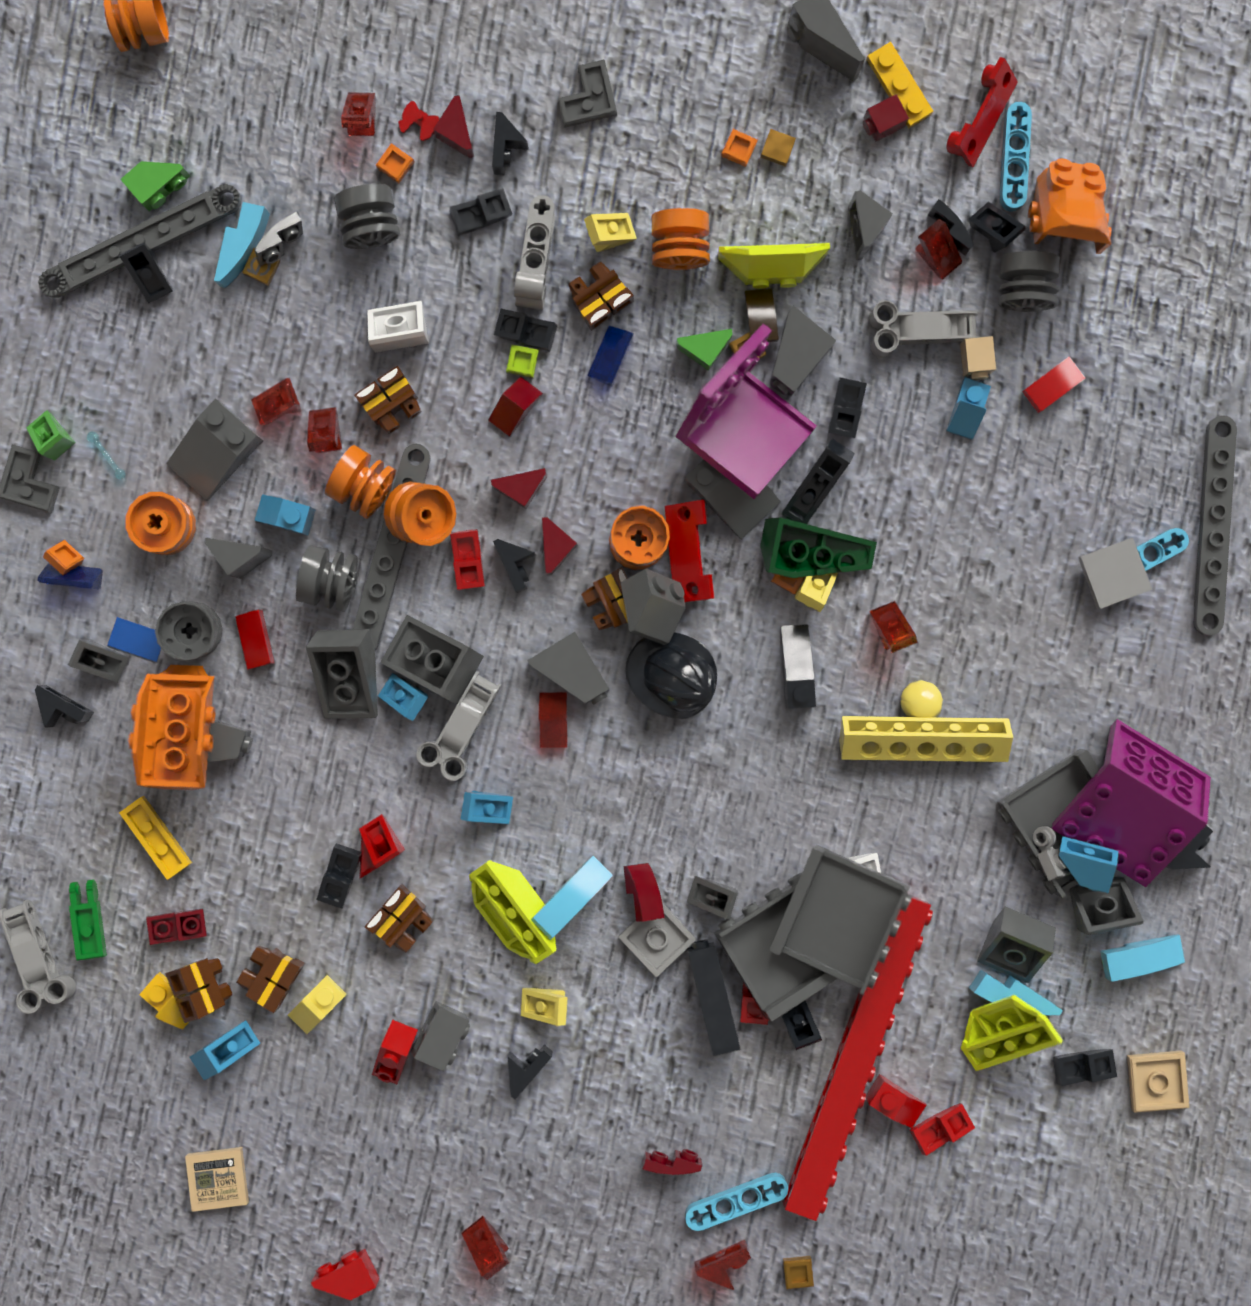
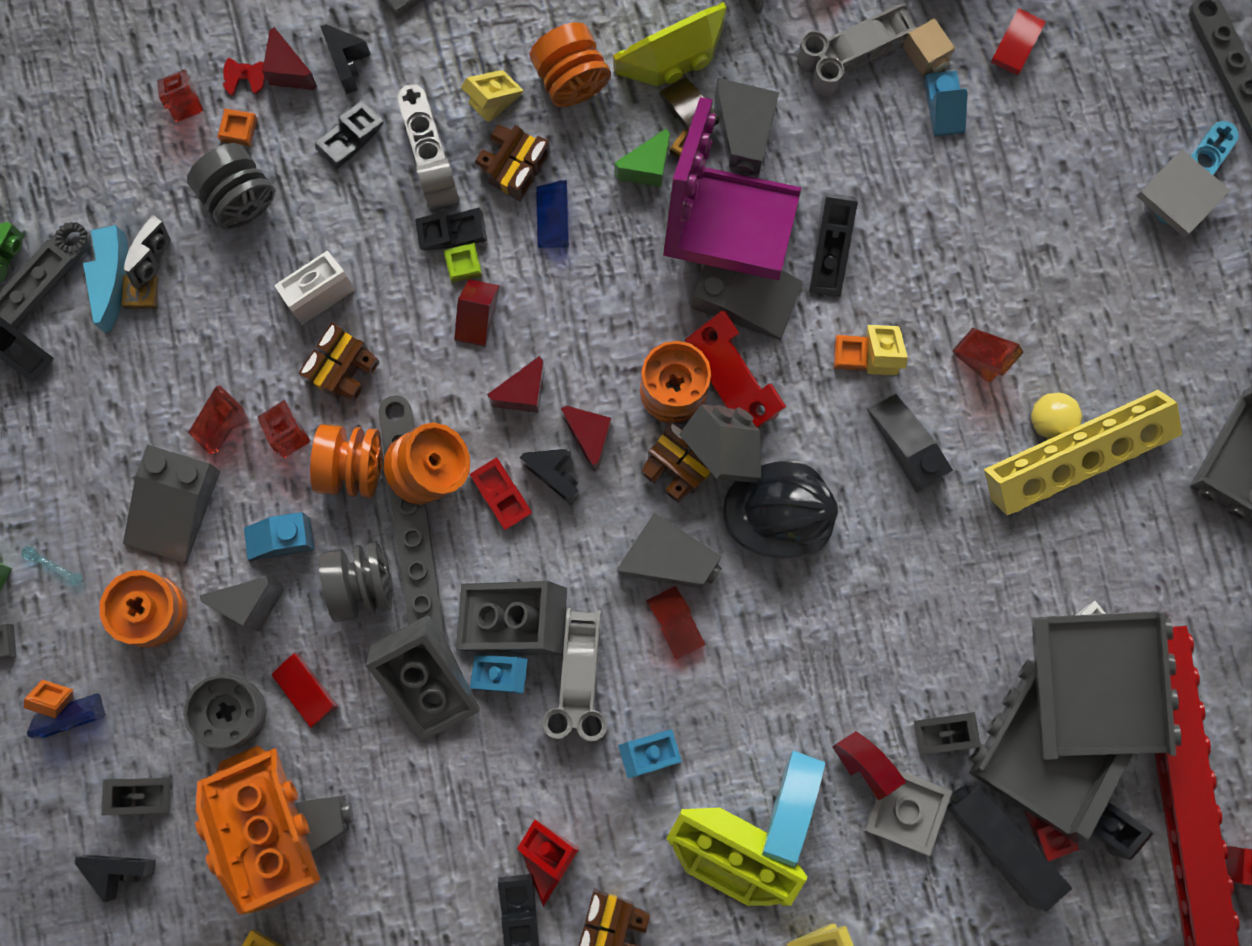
camera: 25 degrees left, 10 degrees down
(134, 639) = (169, 754): blue sticker -> none
(808, 550) = (858, 313): dark green wedge -> none
(847, 407) = (822, 156): black slope -> none

